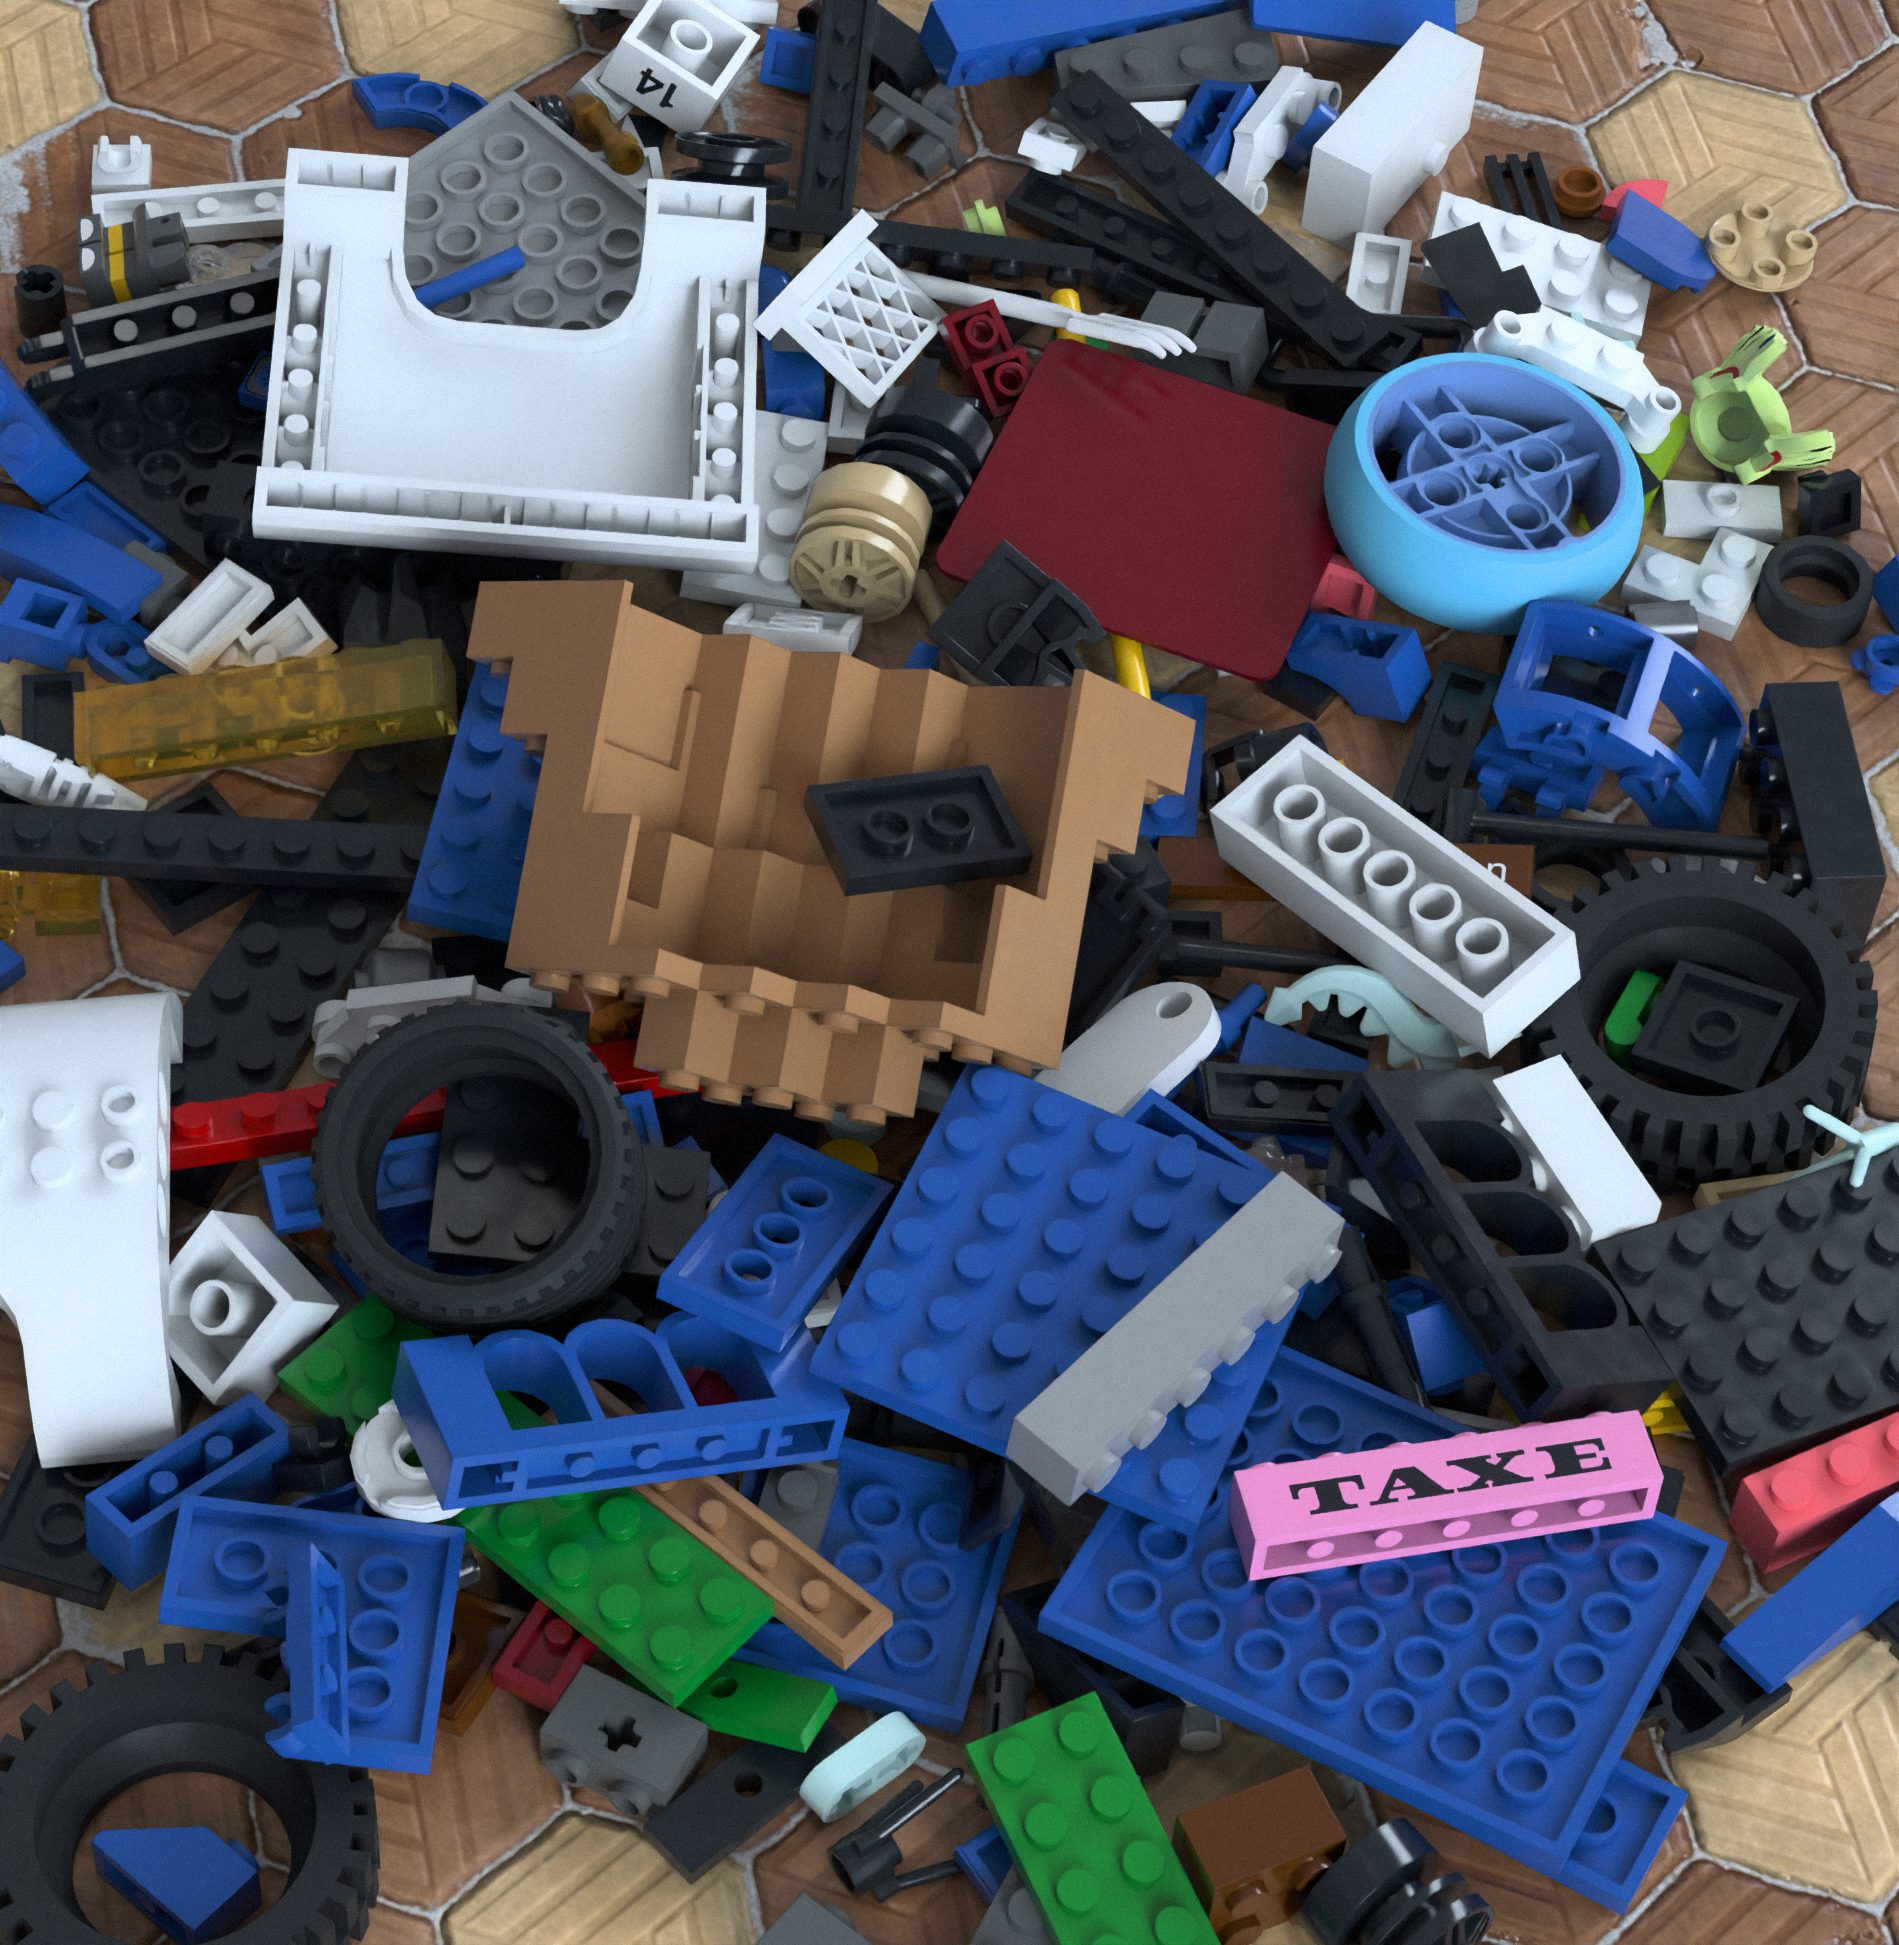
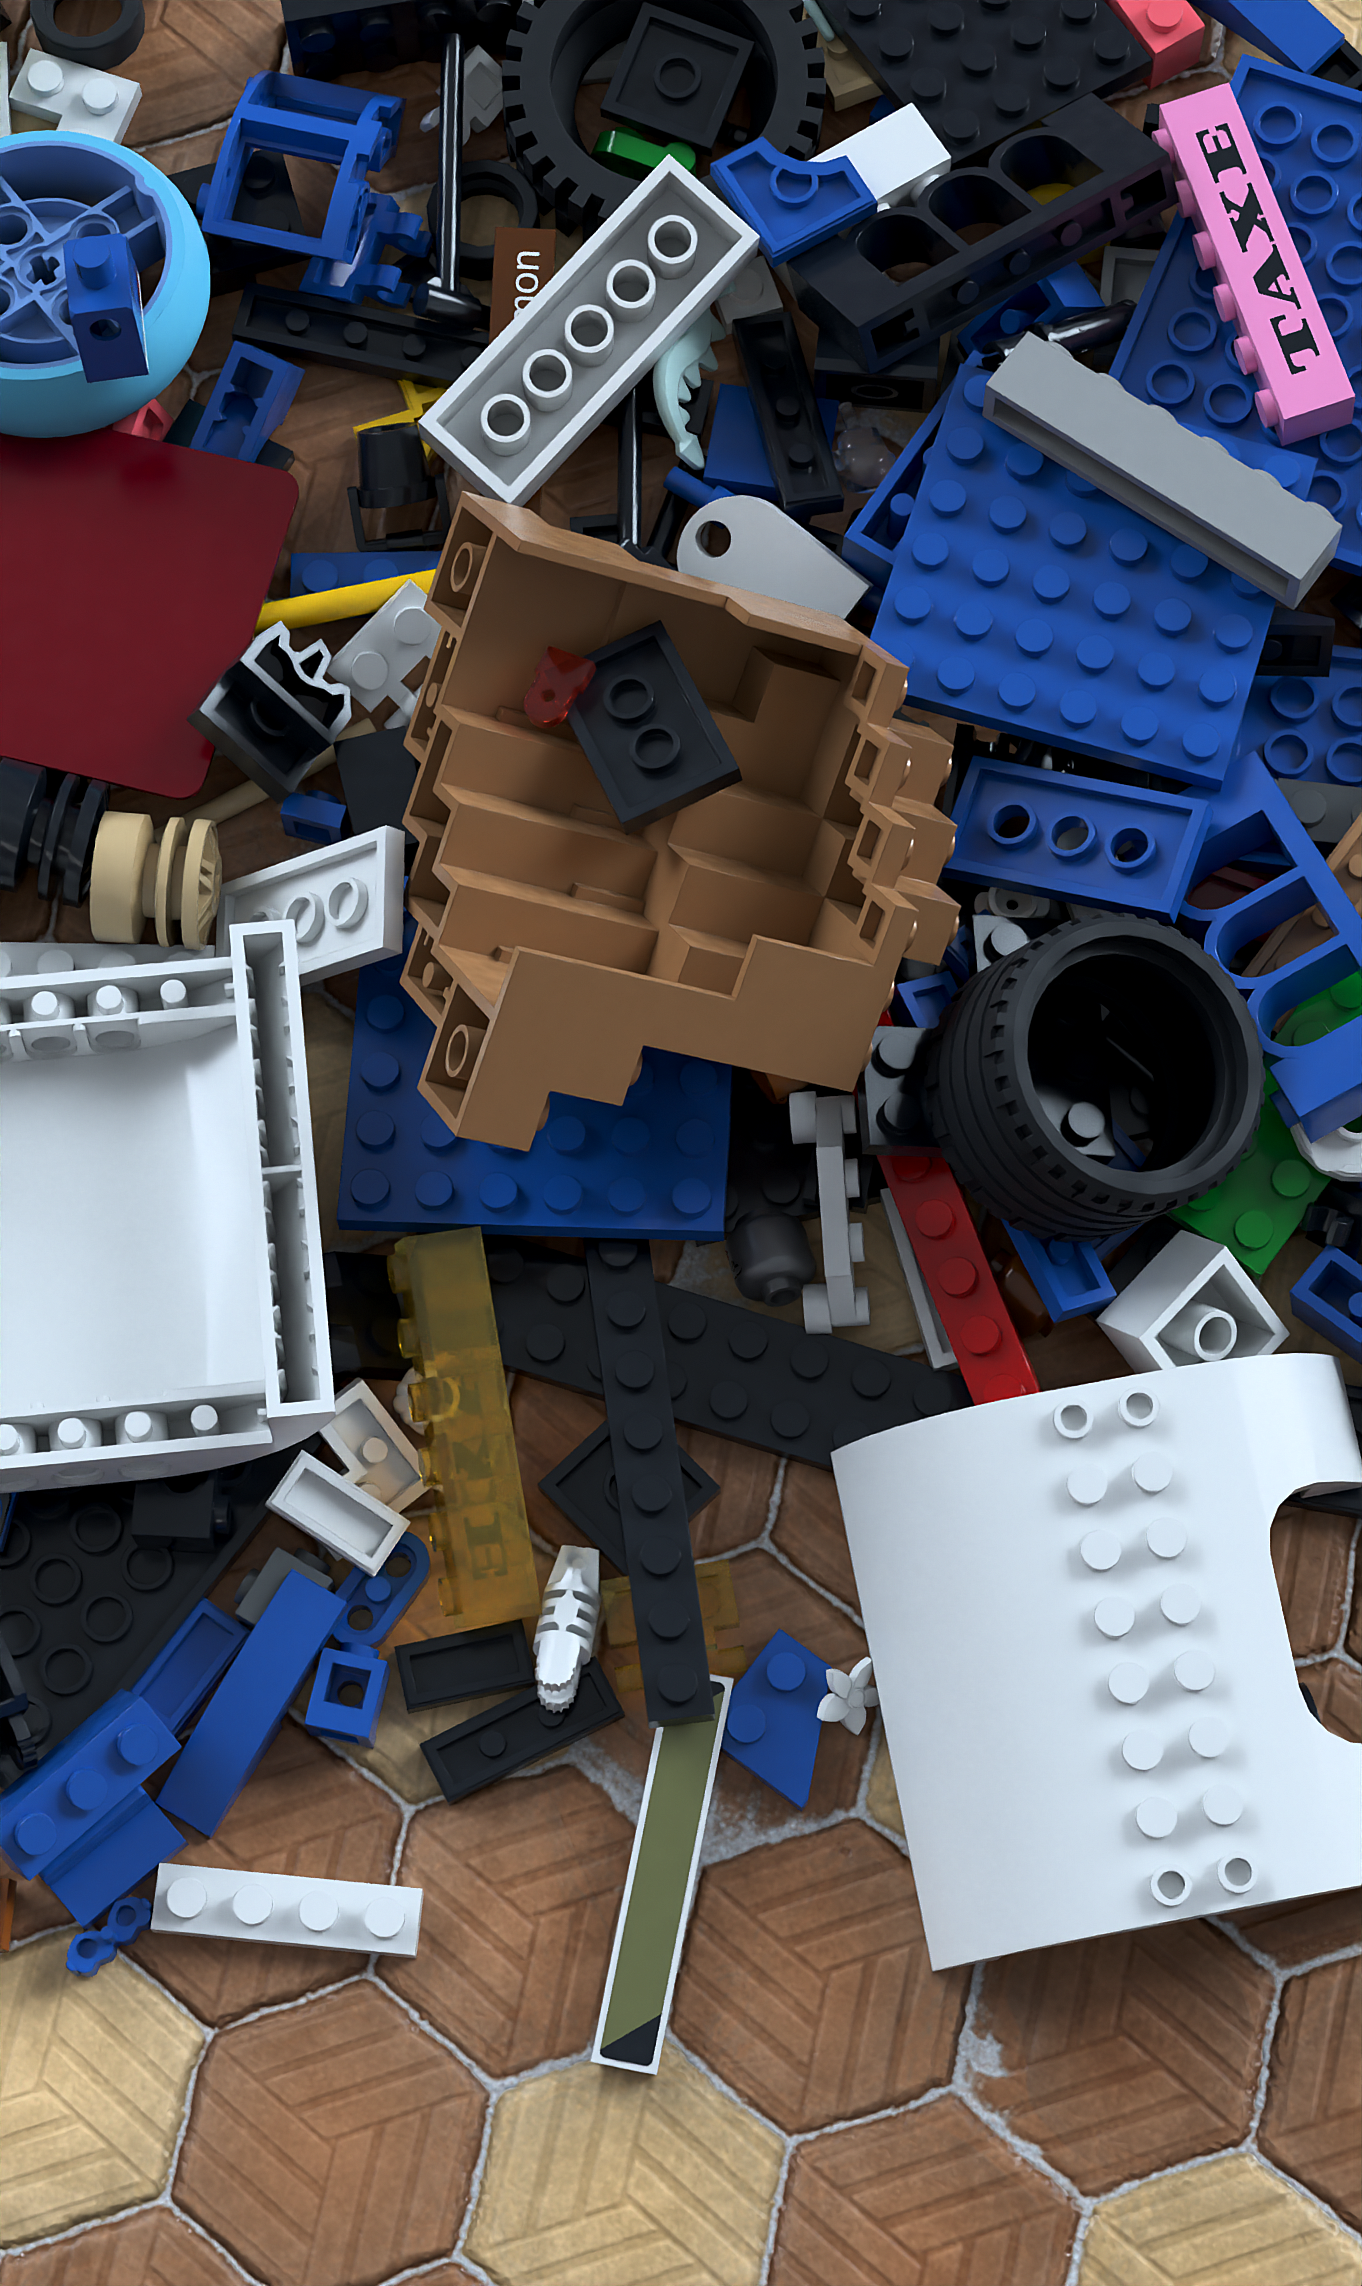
camera: 90 degrees left, 20 degrees up
(973, 766) = (558, 676): none -> clear red piece
(1415, 461) = (101, 286): none -> blue torso
(1540, 1071) = (791, 200): none -> blue tile
(1669, 618) = (152, 138): flat silver piece -> none

